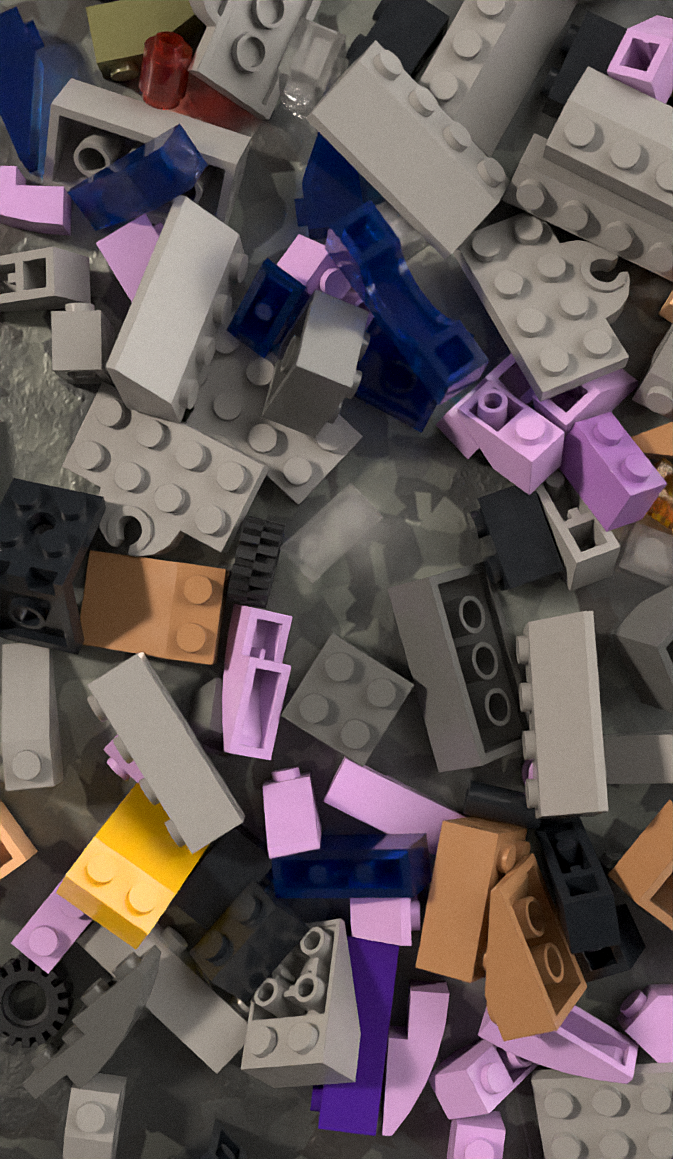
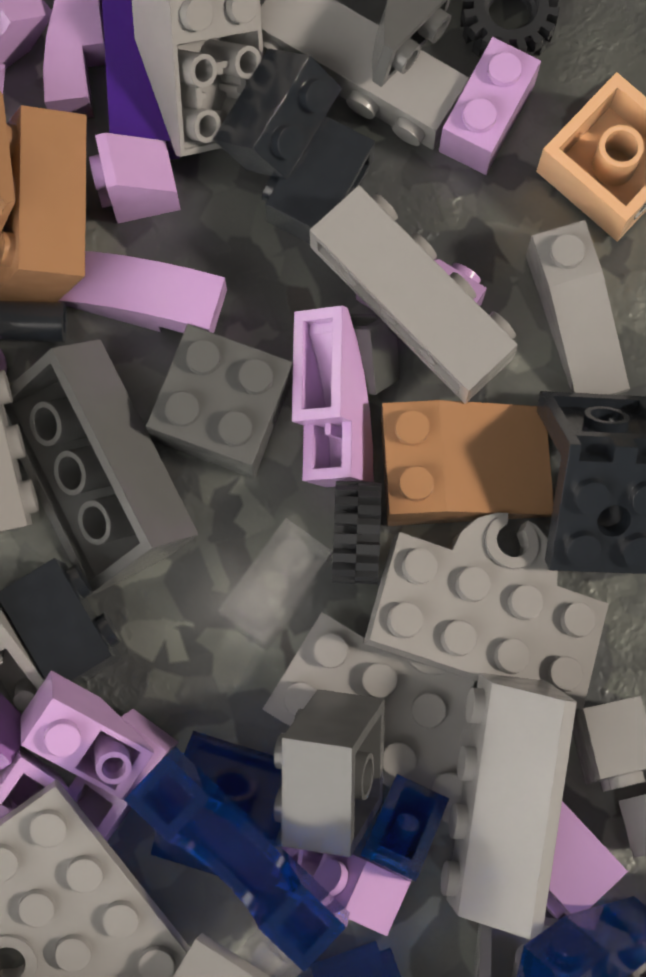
camera: 165 degrees right, 10 degrees down
(129, 870) = (426, 159): yellow slope -> none
(291, 812) = (257, 254): lavender slope -> none
(356, 867) = (179, 213): clear blue brick -> none

